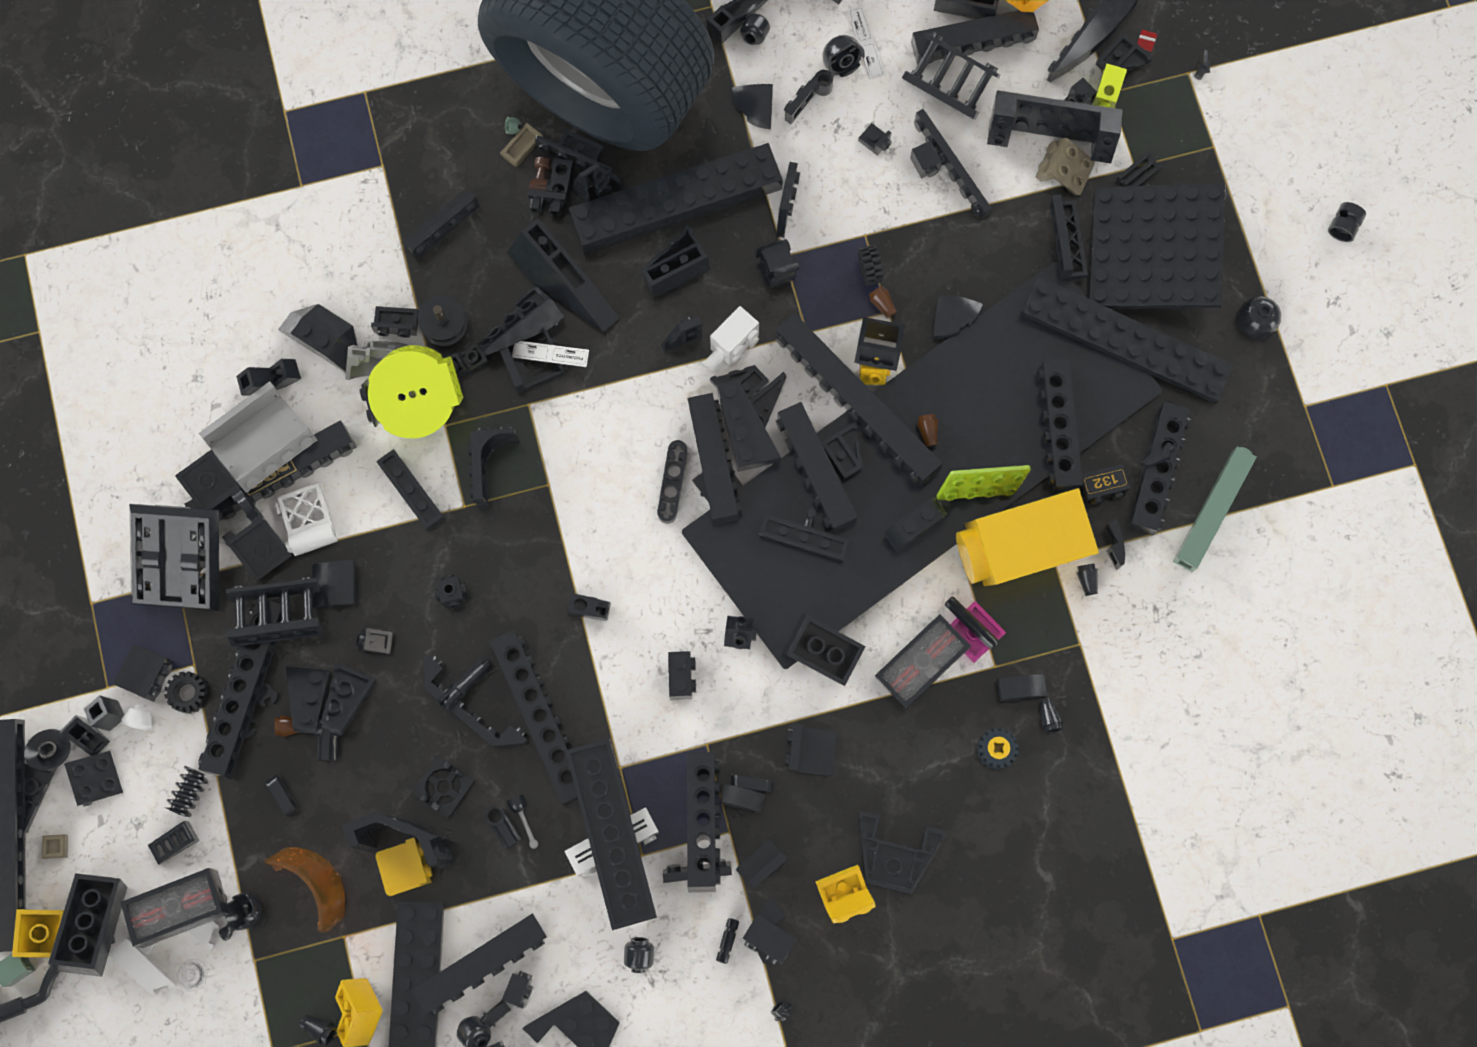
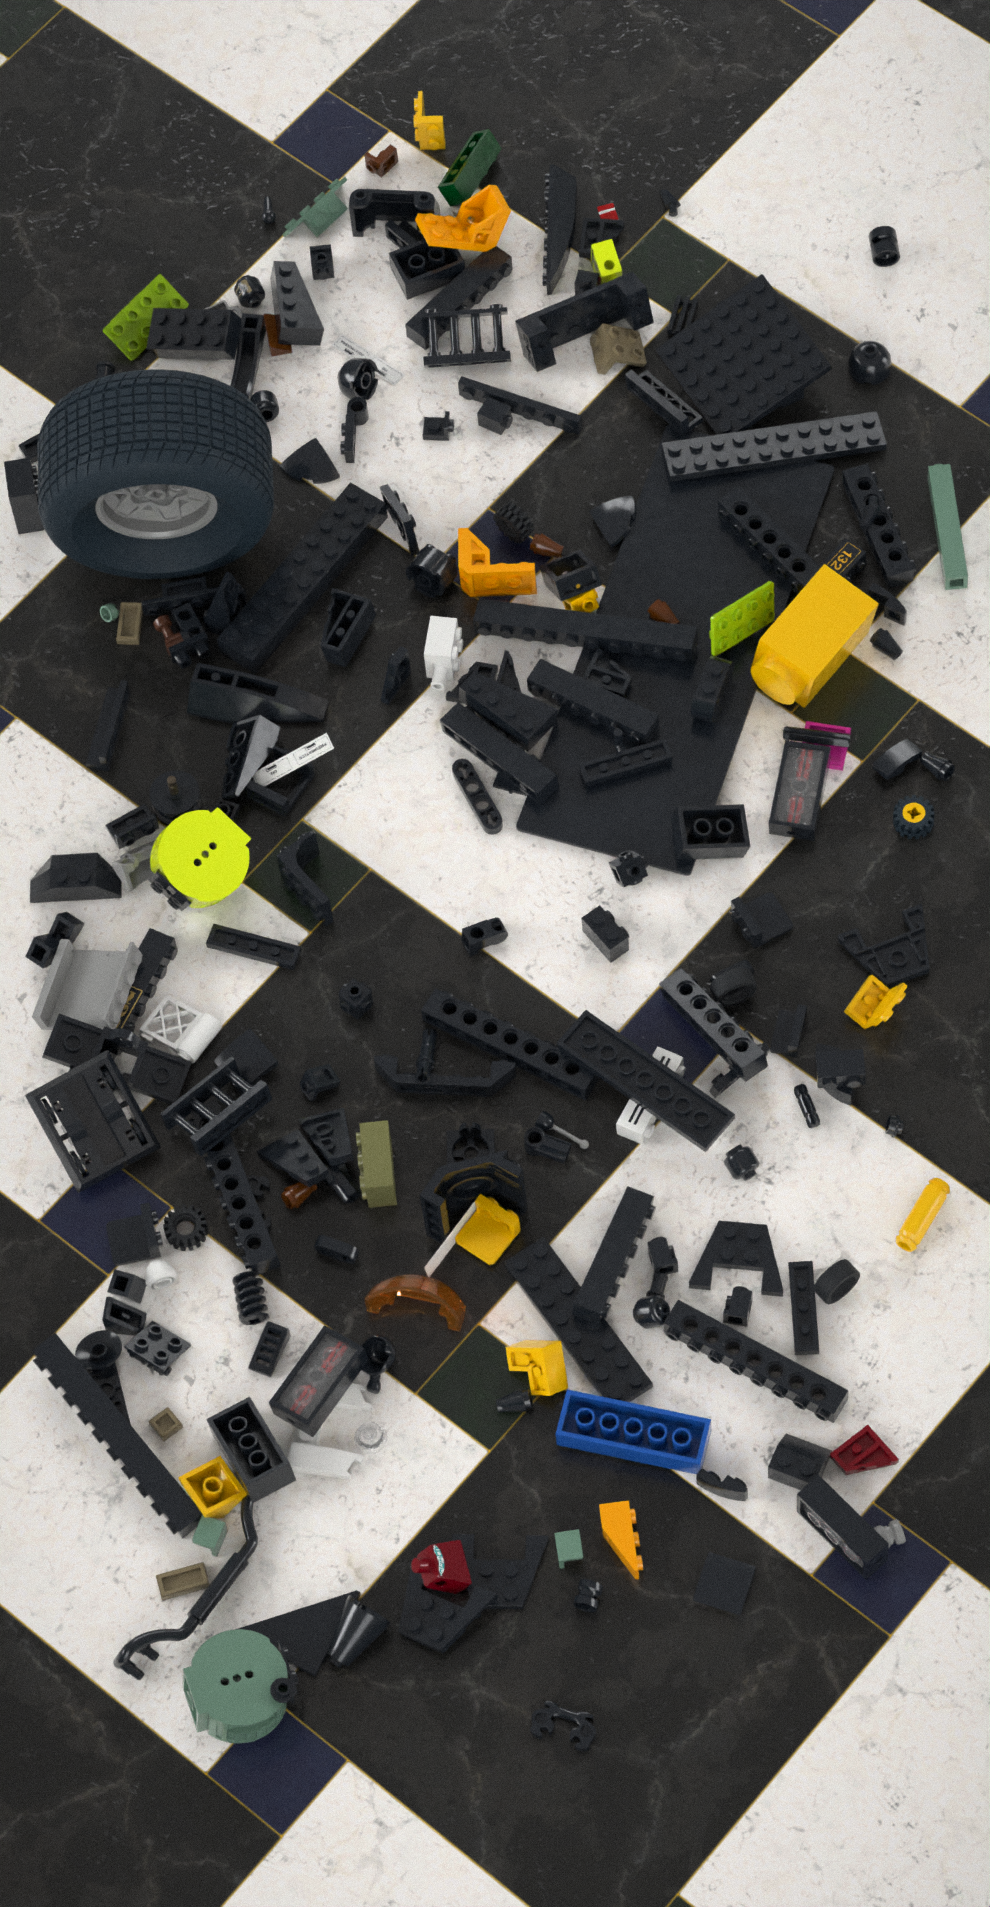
camera: 30 degrees left, 15 degrees down
(359, 749) = (376, 1164): none -> olive brick
(369, 853) = (449, 1242): none -> white sticker
(811, 293) = (482, 579): none -> light orange bracket

